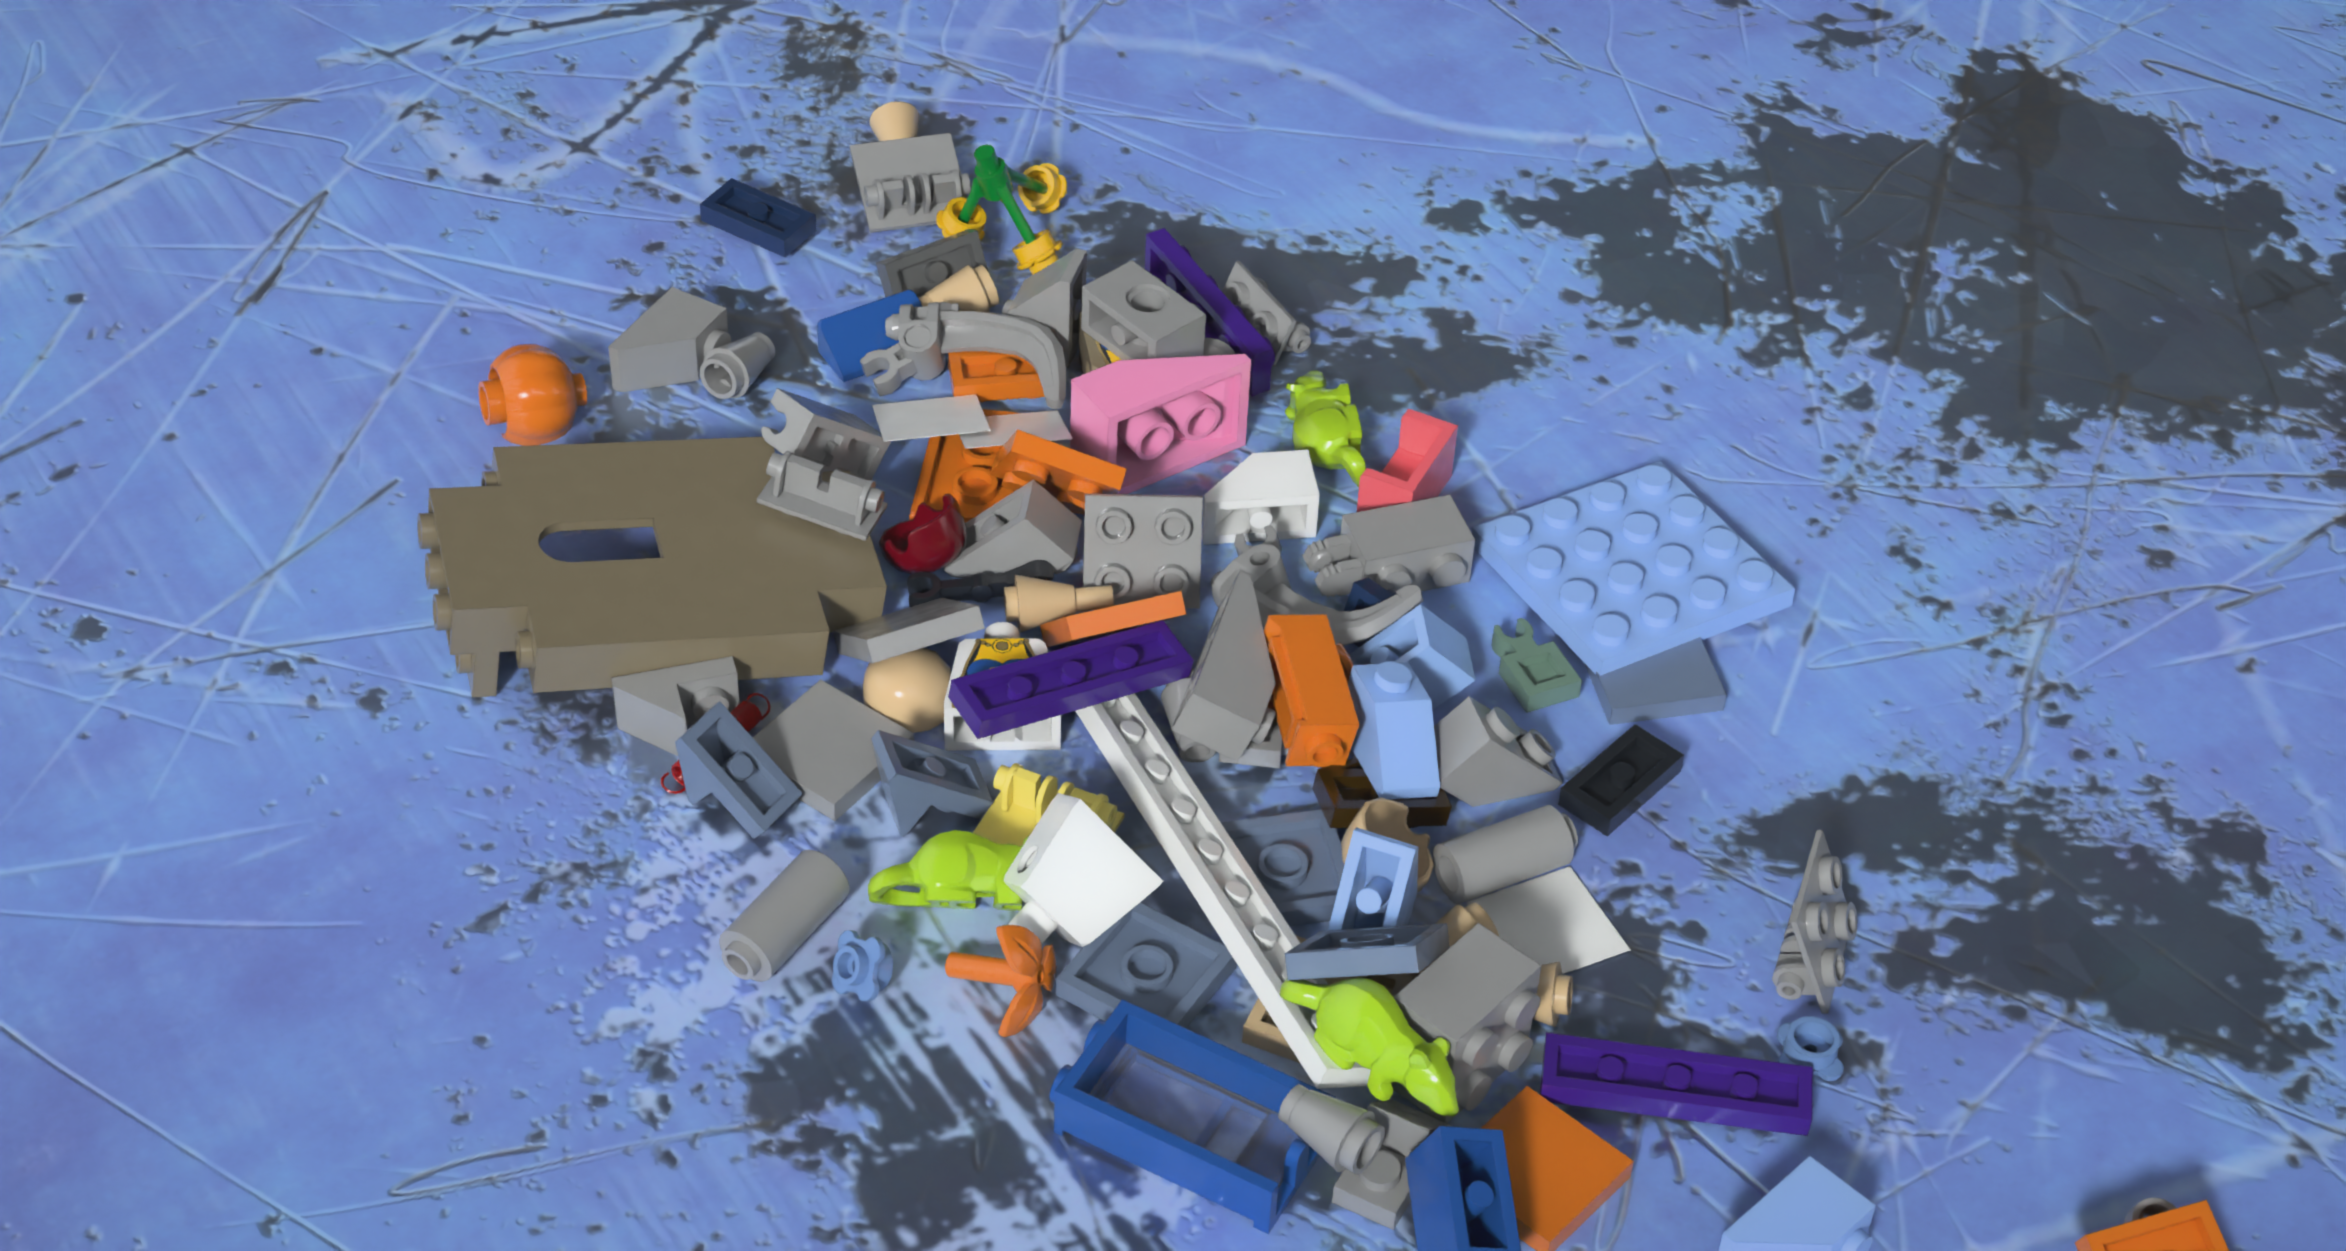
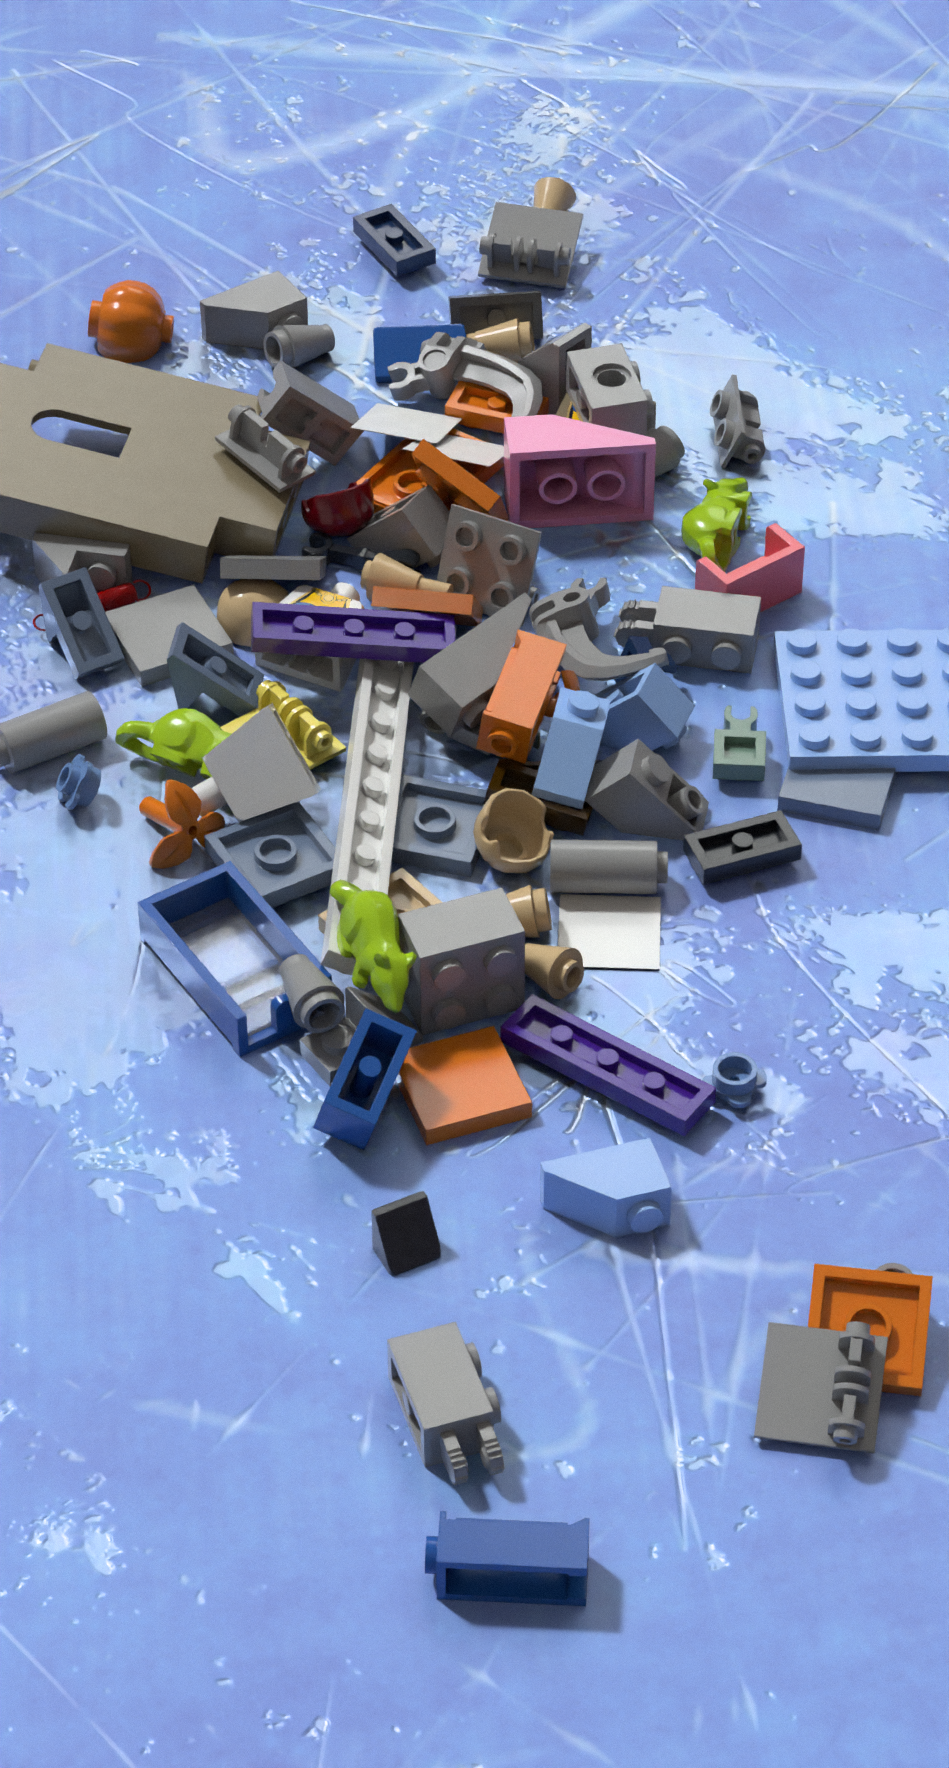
camera: 30 degrees right, 0 degrees up
(1039, 189) = (629, 277): plant -> none
(1223, 319) = (693, 418): dark purple plate -> none
(1263, 492) = (628, 554): white slope -> none
(1367, 951) = (408, 880): sand blue tile -> none
(1376, 883) = (460, 854): light blue slope -> none
(1816, 931) = (797, 991): light grey hinge -> none

